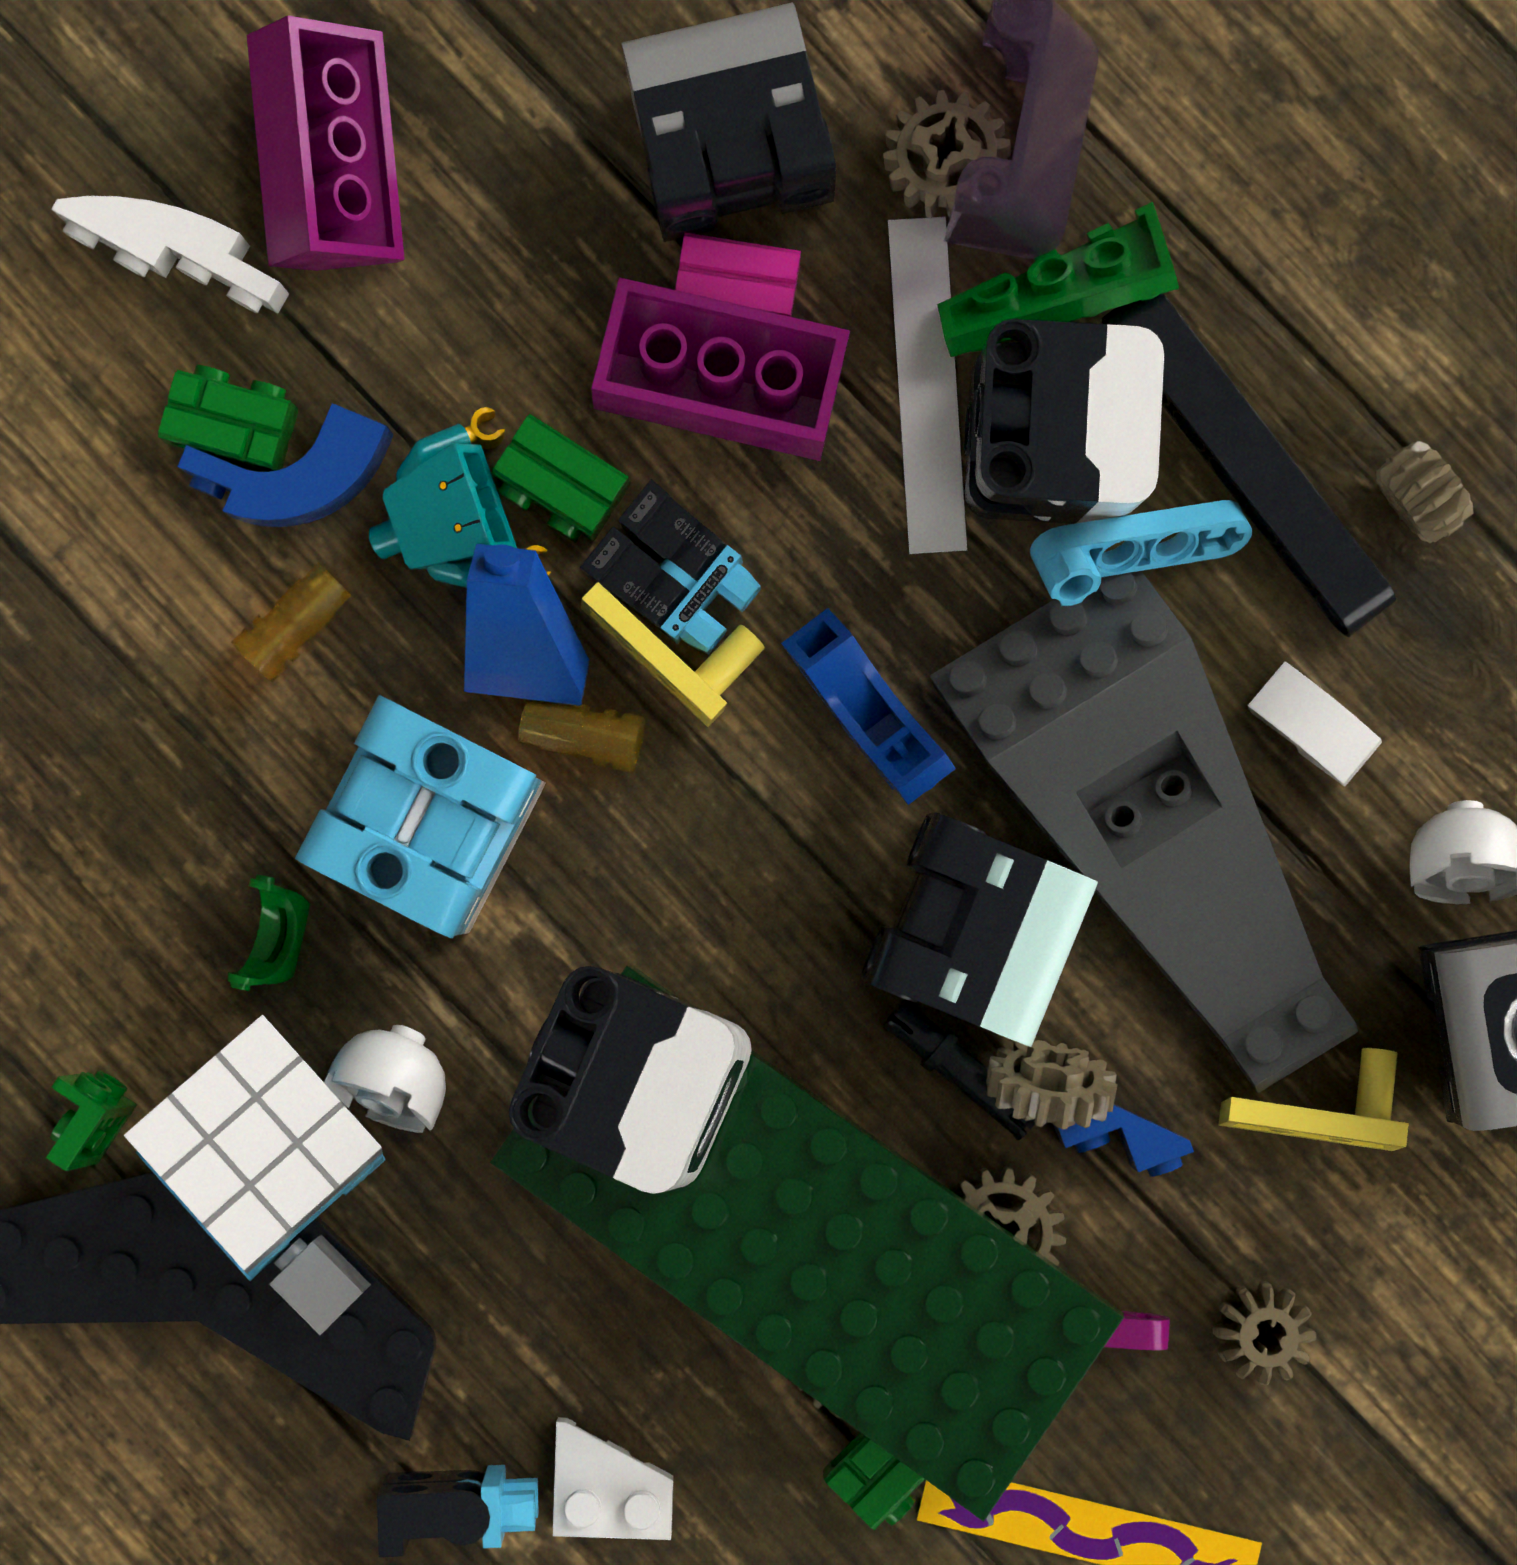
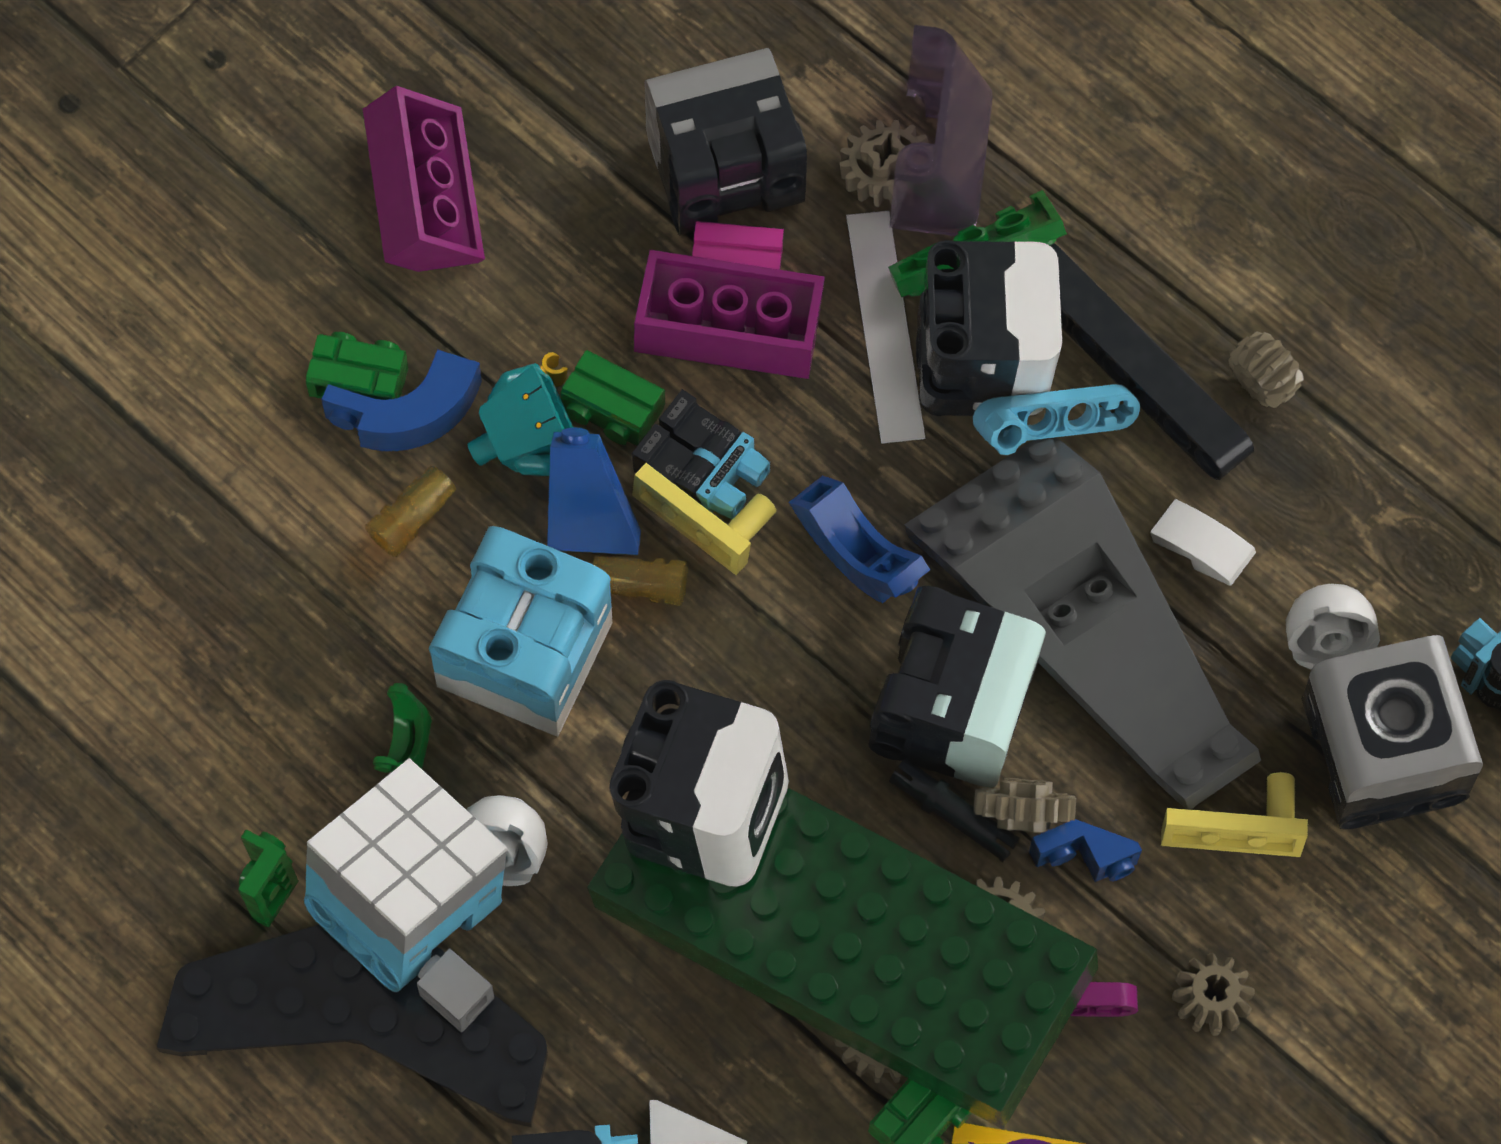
camera: 10 degrees left, 20 degrees down
(157, 234) = (298, 246): white slope -> none

